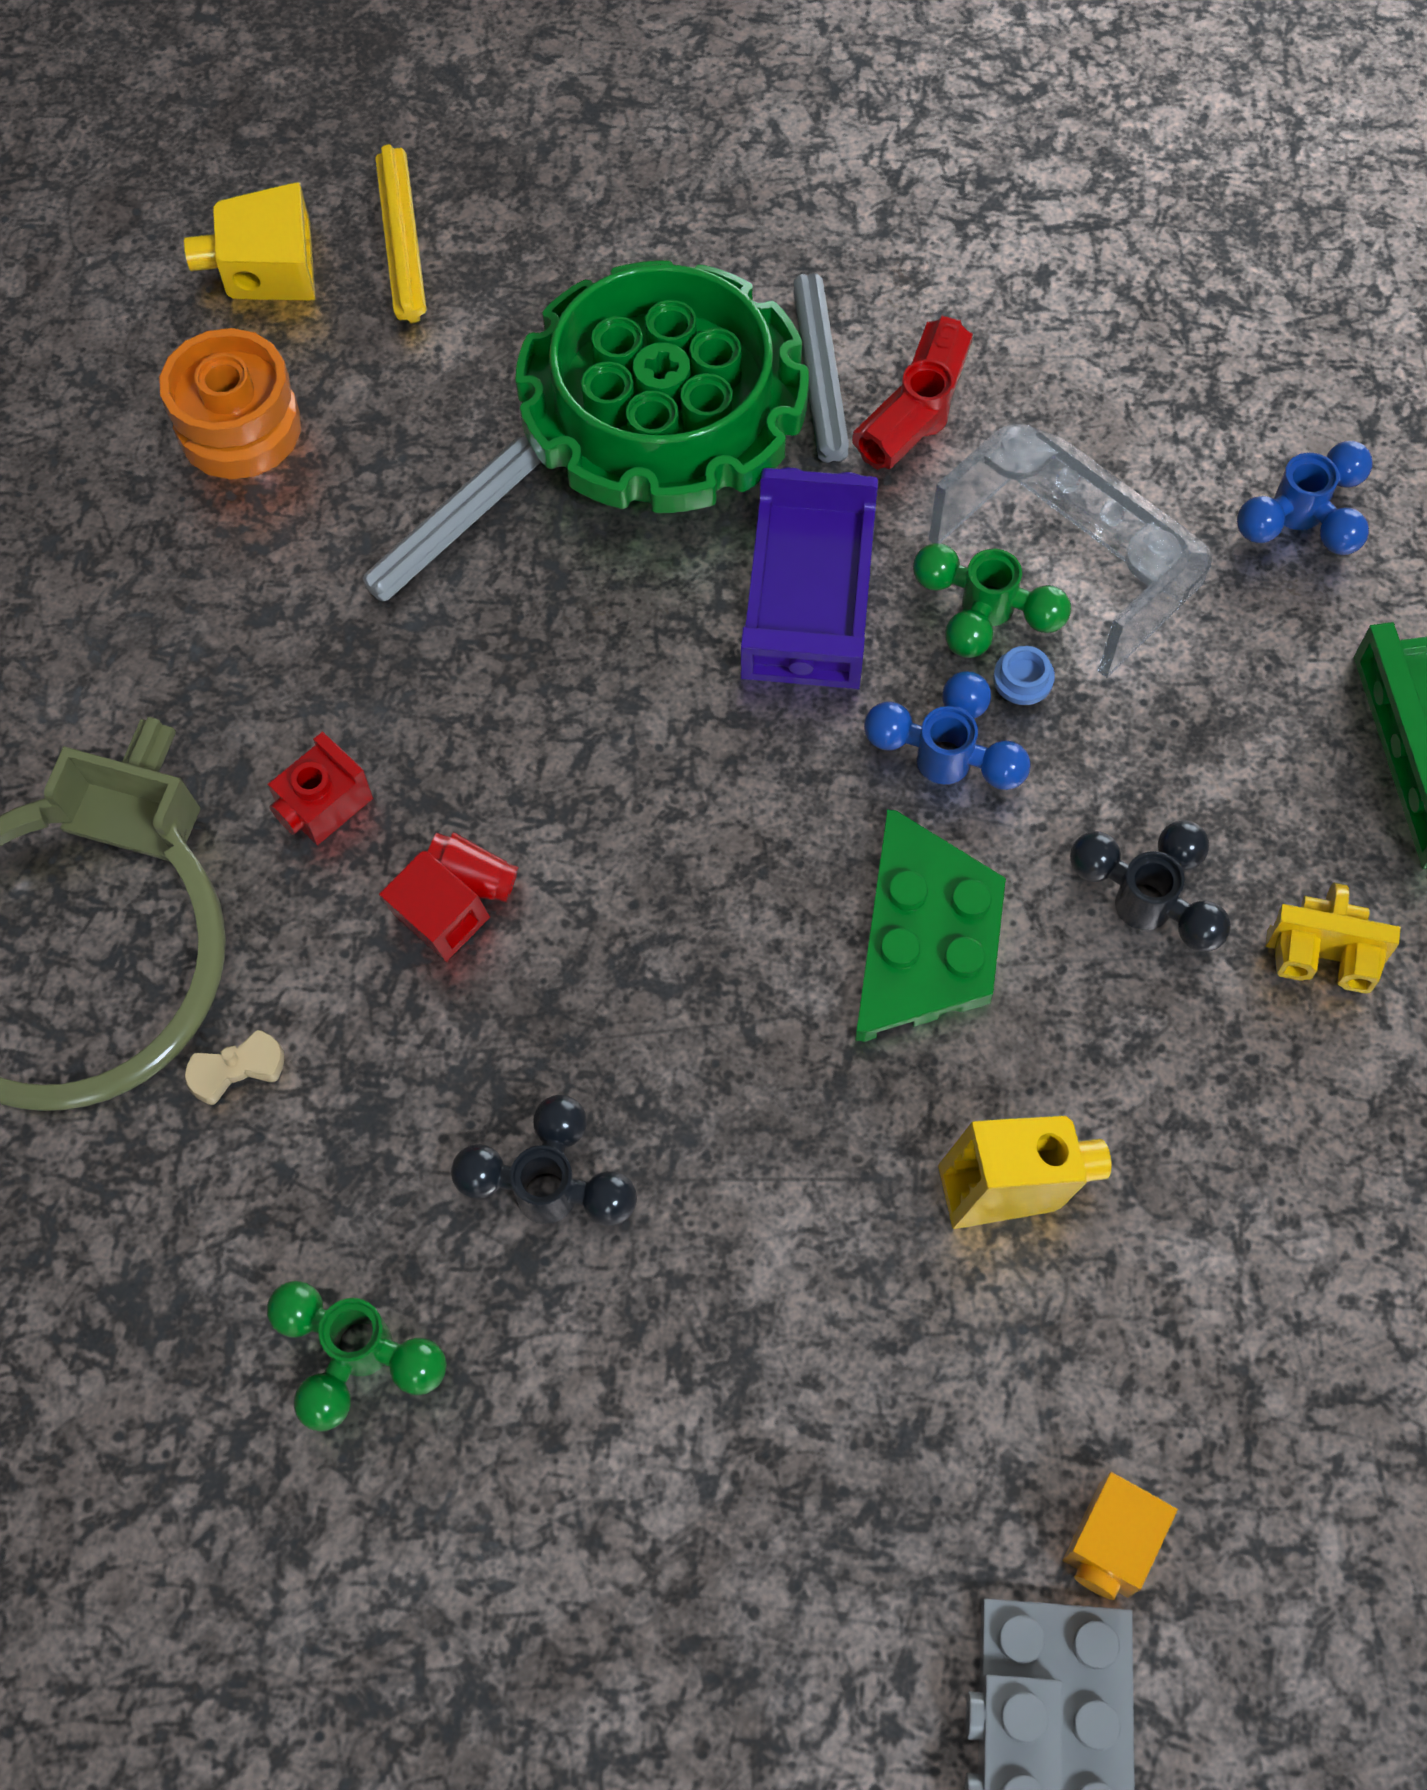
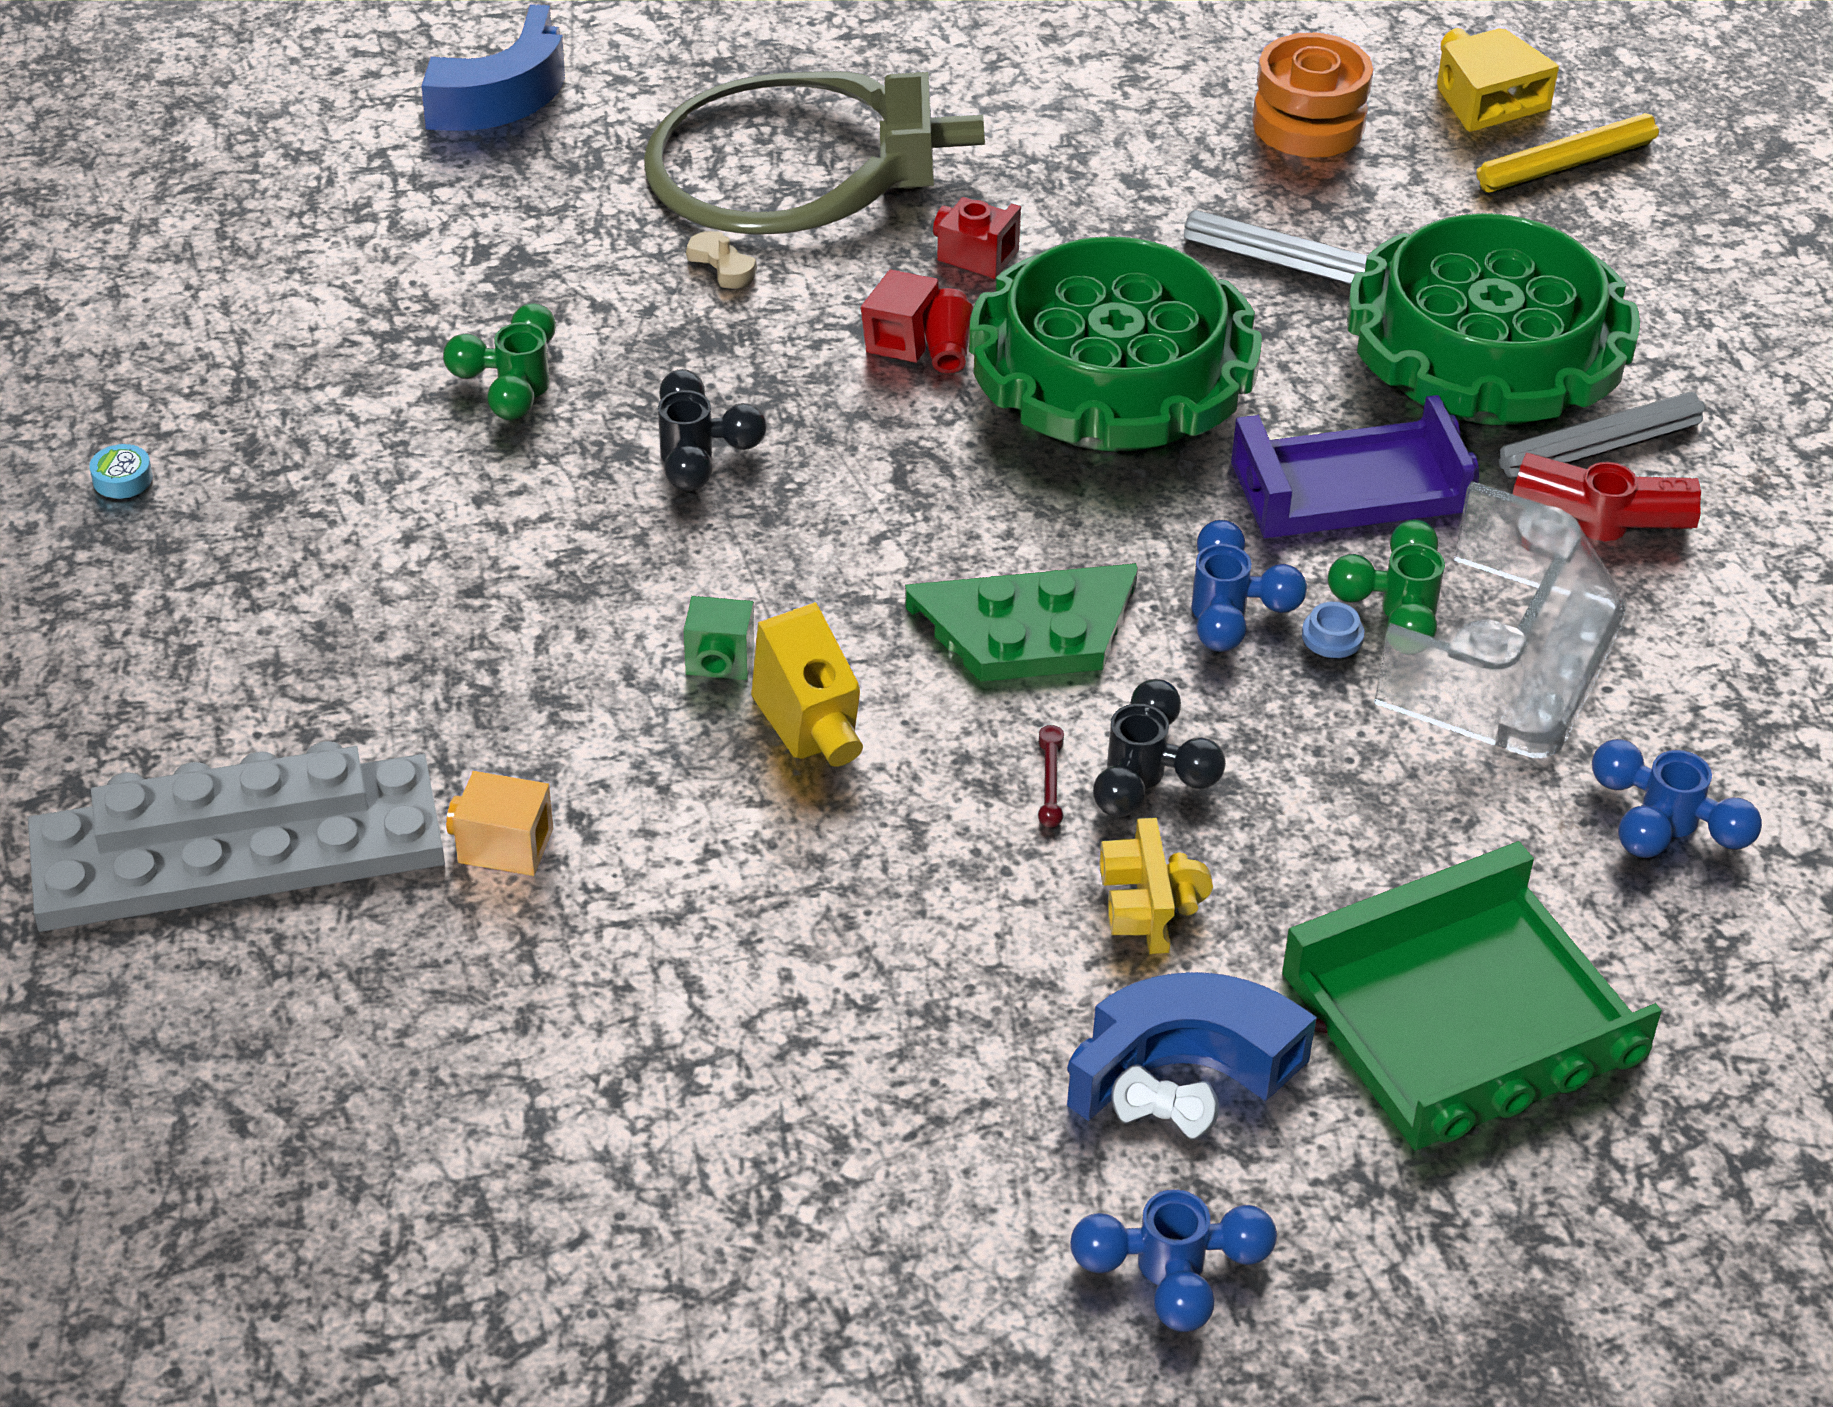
camera: 70 degrees right, 20 degrees down
(579, 719) = (1115, 344): none -> green piece
(896, 1238) = (719, 637): none -> green plate
(1094, 964) = (1051, 740): none -> dark red hinge

